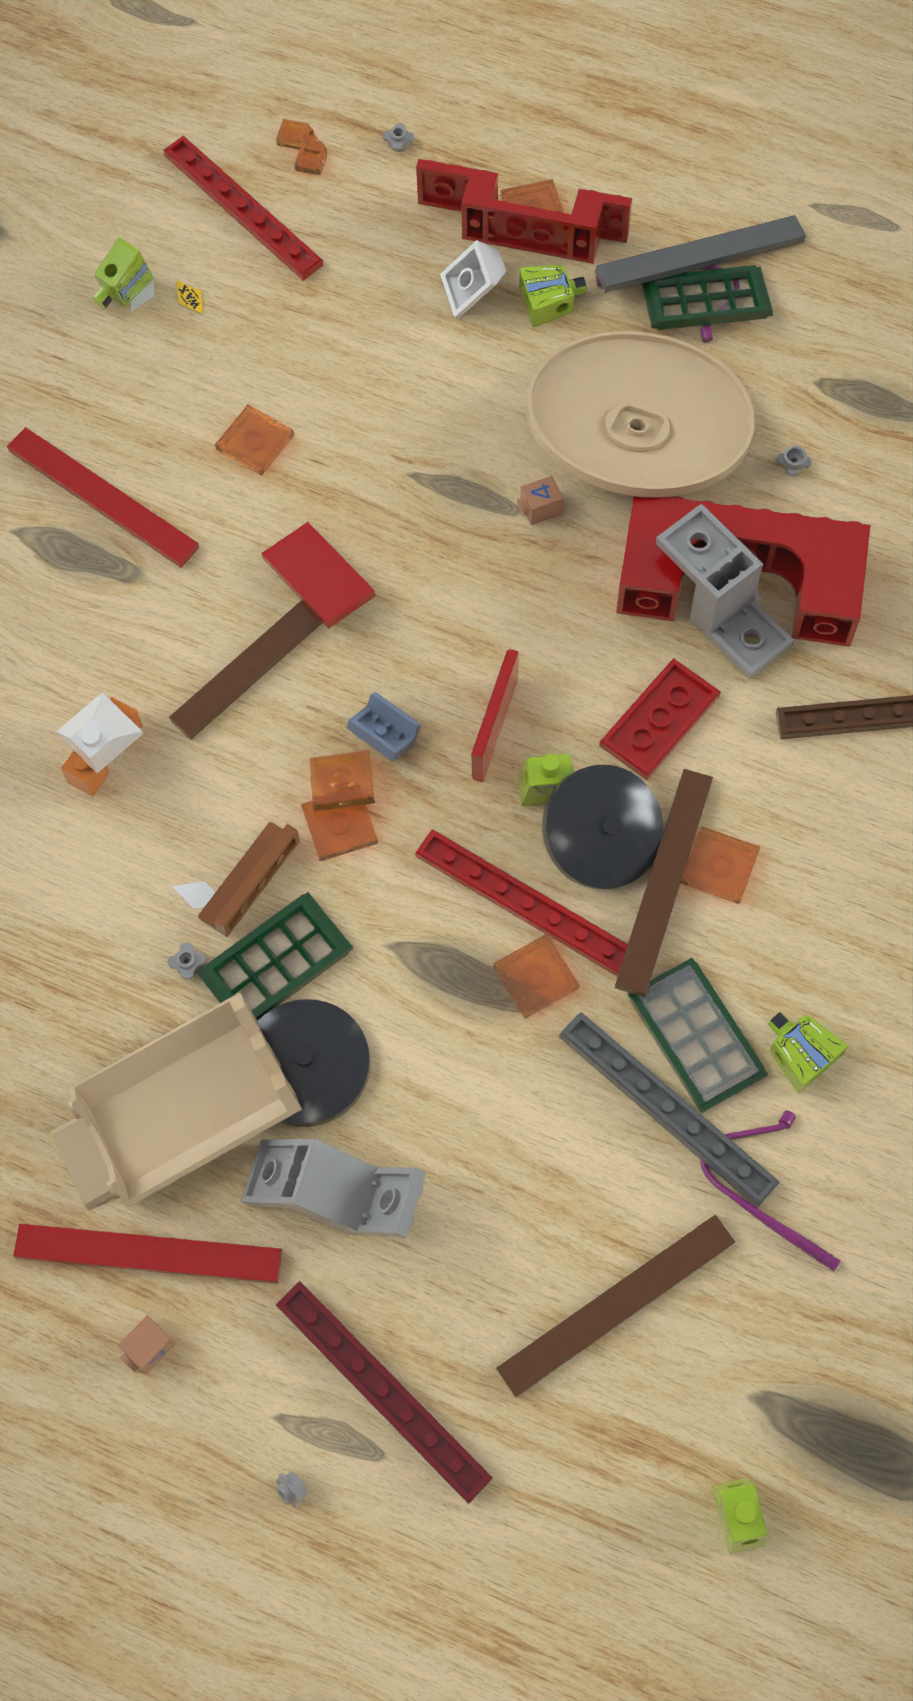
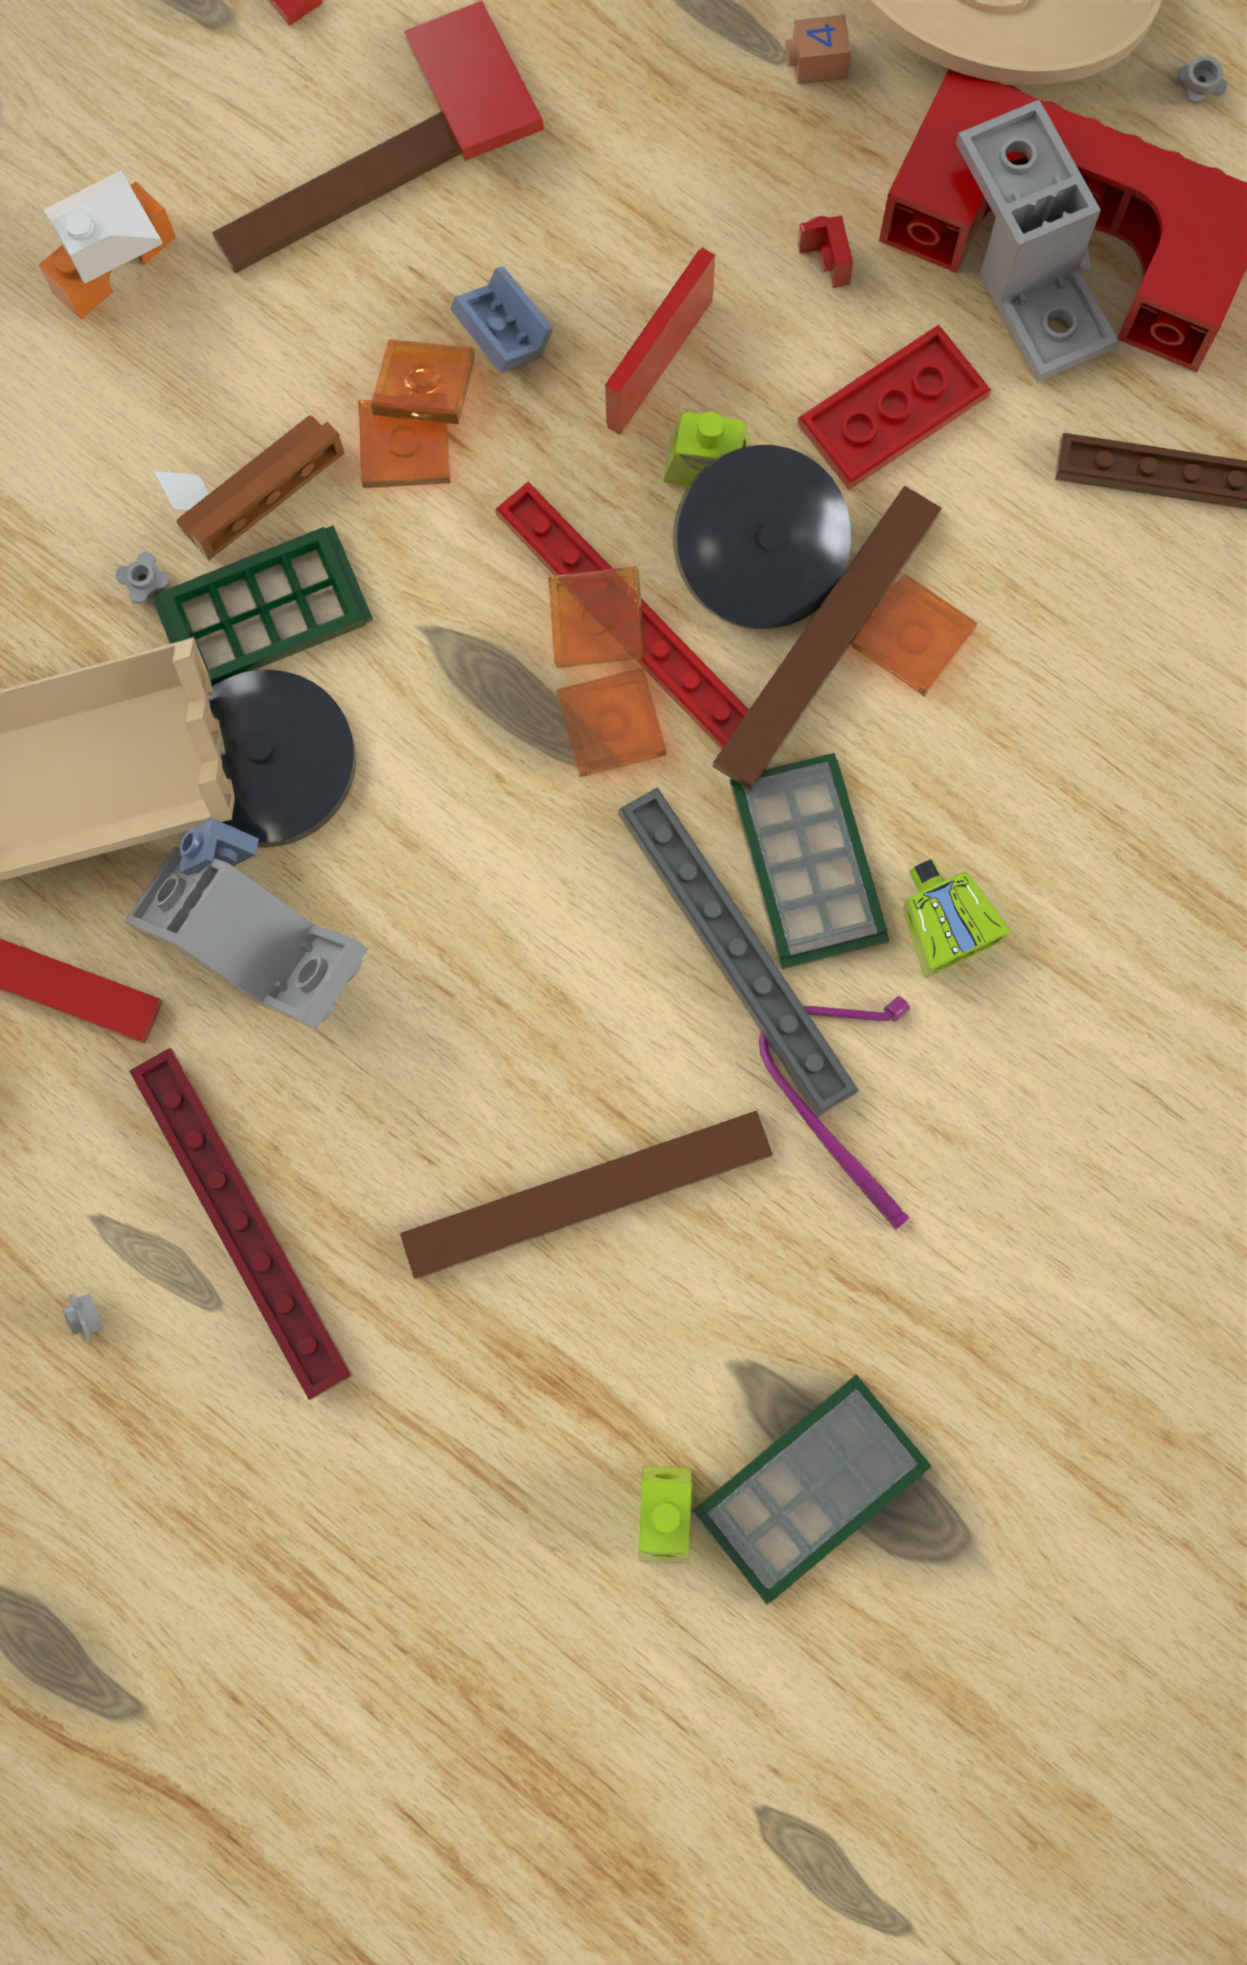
camera: 15 degrees right, 10 degrees up
(292, 1128) = (215, 841): none -> sand blue bracket
(506, 908) = (596, 617): none -> clear orange tile
(589, 625) = (831, 241): none -> red bracket
(833, 1469) = (811, 1489): none -> clear piece

